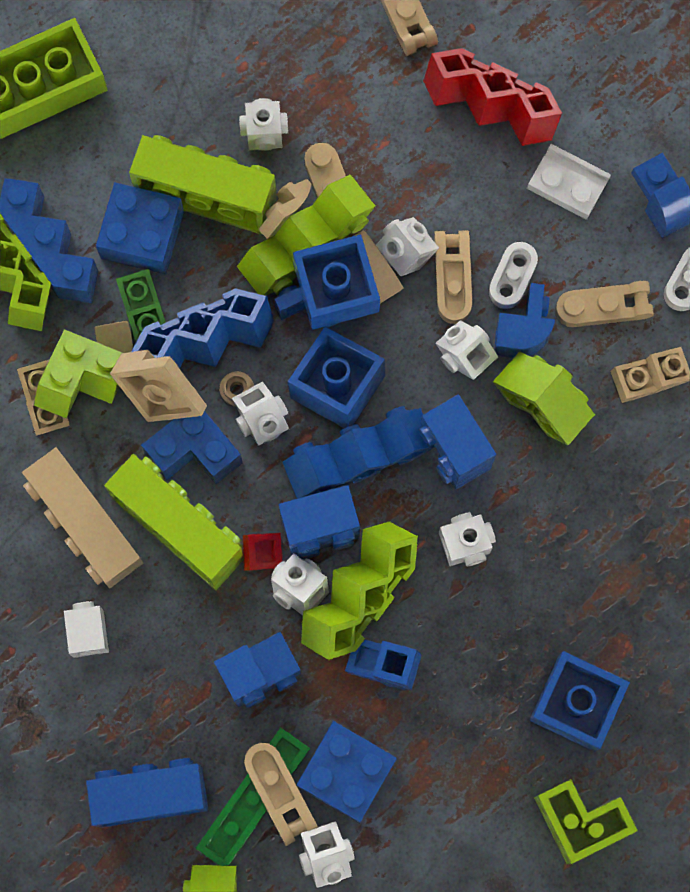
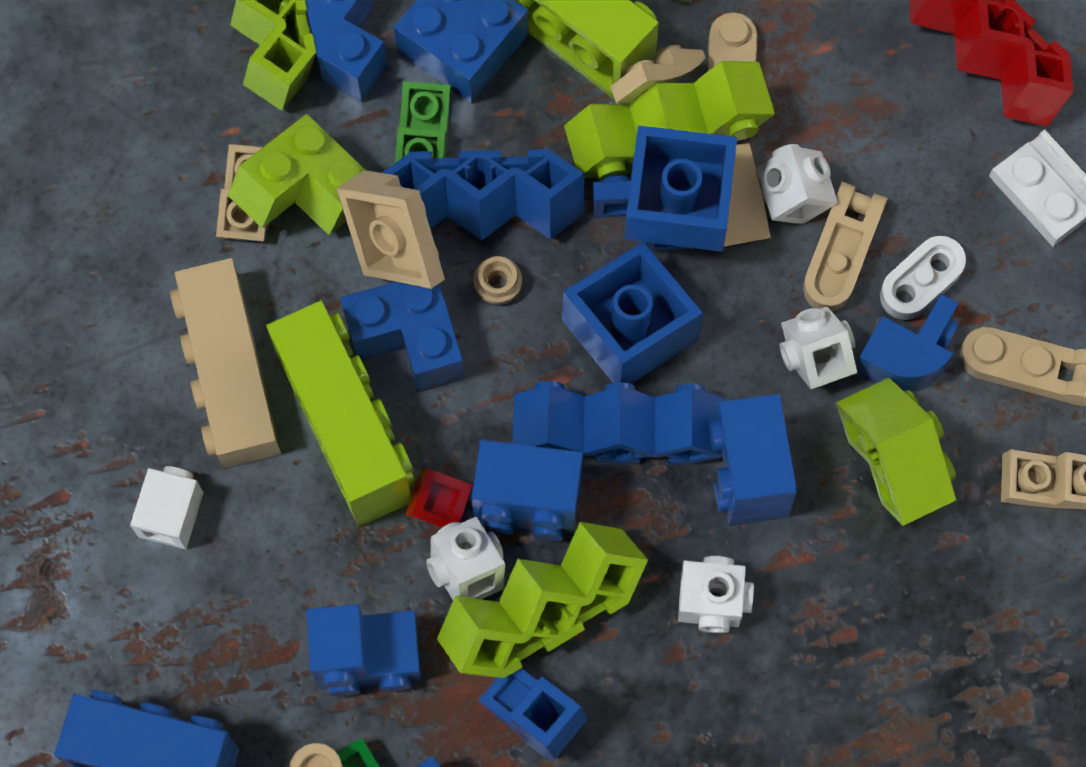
camera: 25 degrees right, 5 degrees down
(116, 336) = (371, 150): tan slope -> none
(260, 414) = (512, 322): white brick -> none

